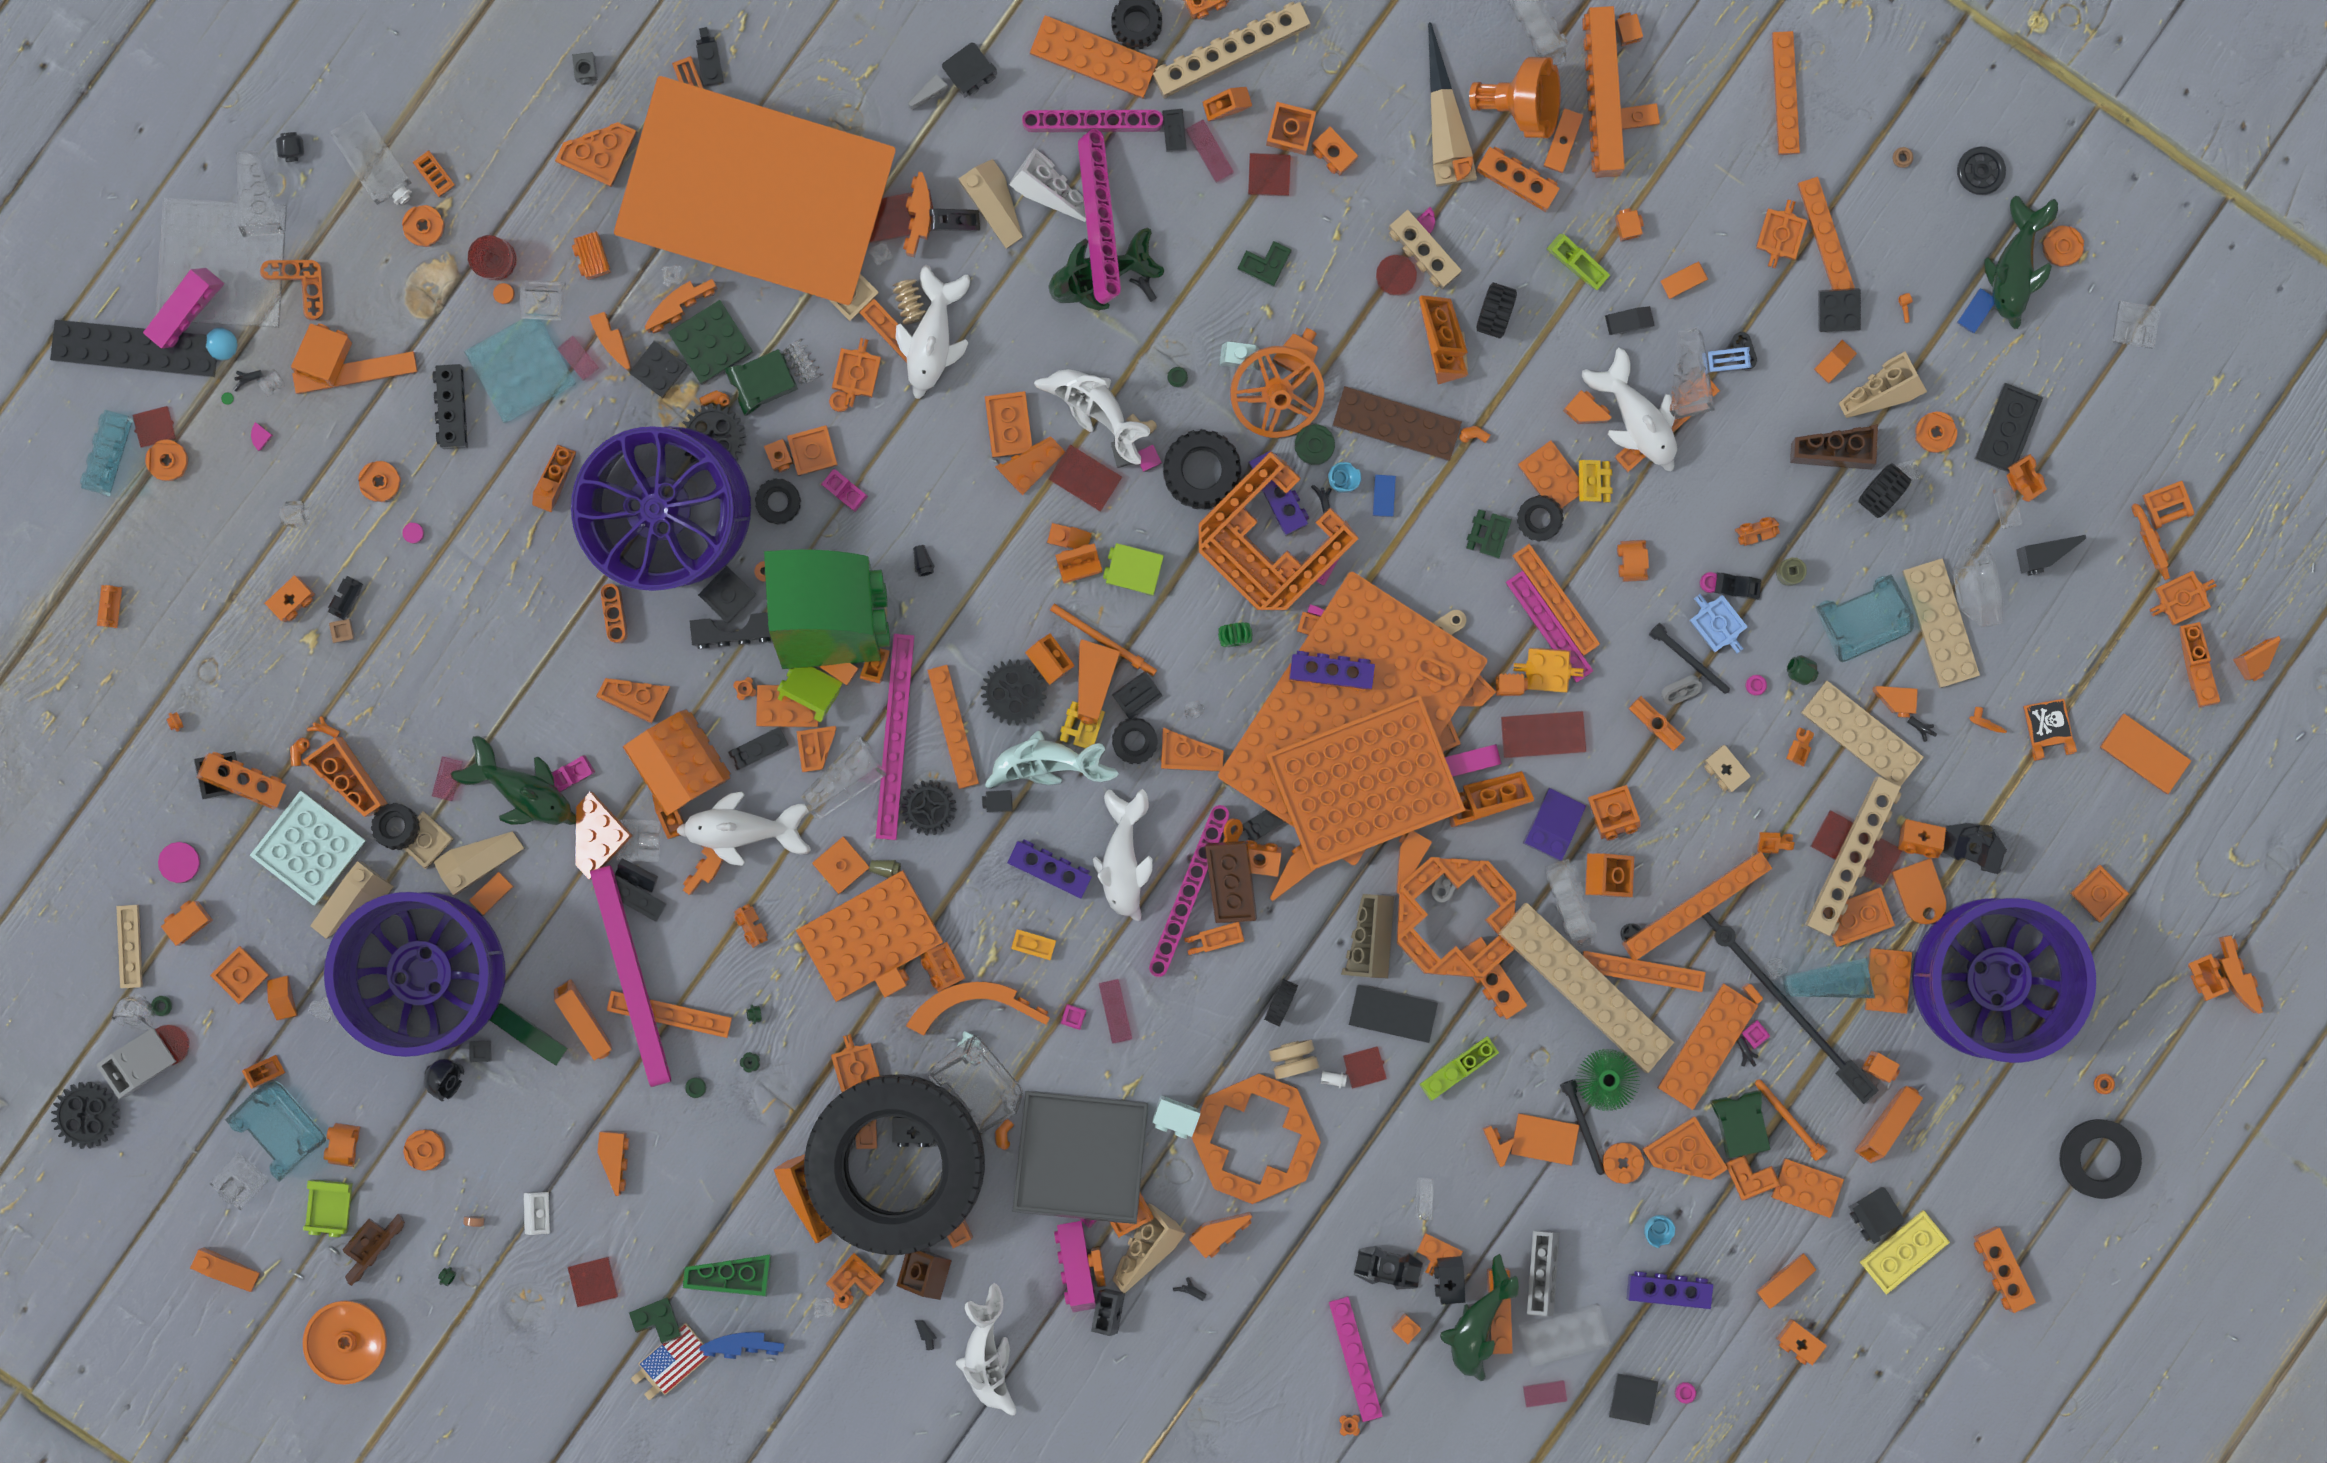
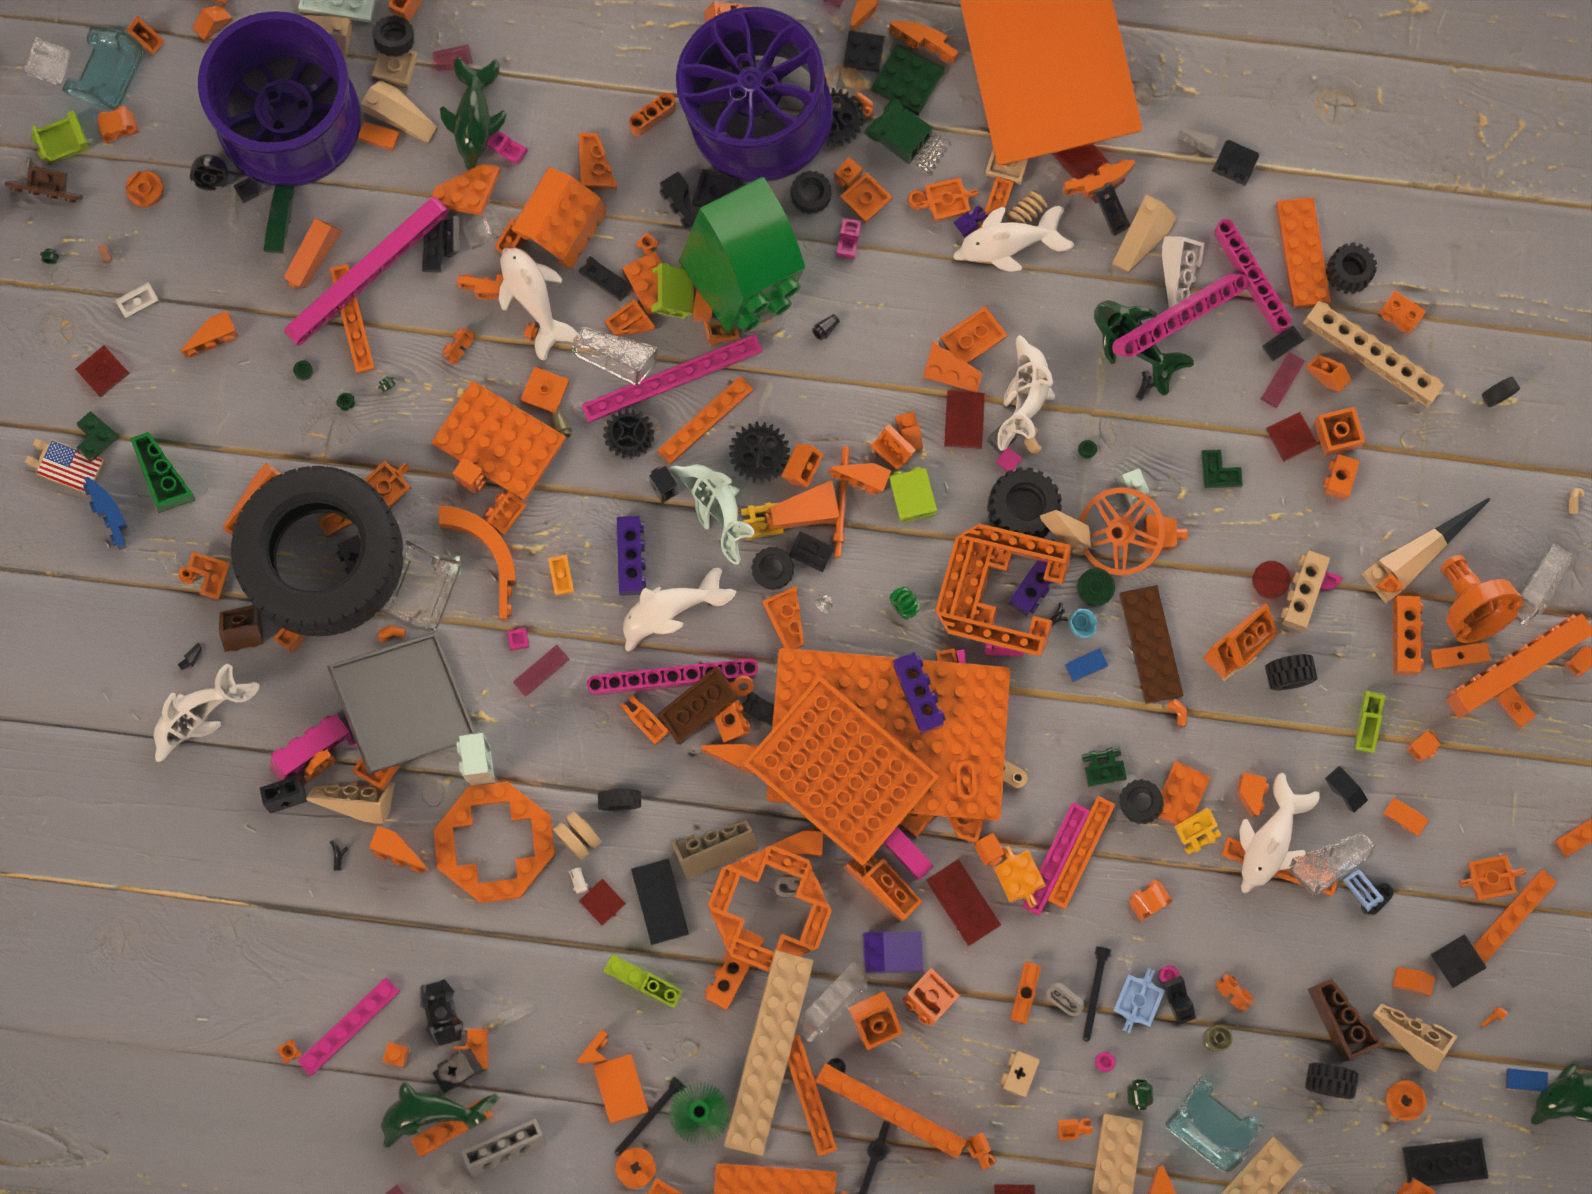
camera: 60 degrees right, 10 degrees down
(775, 848) = (531, 331): none -> orange plate
(891, 366) = (968, 223): none -> dark purple plate
(1093, 601) = (867, 476): none -> orange slope
(1253, 443) = (1068, 530): none -> tan slope

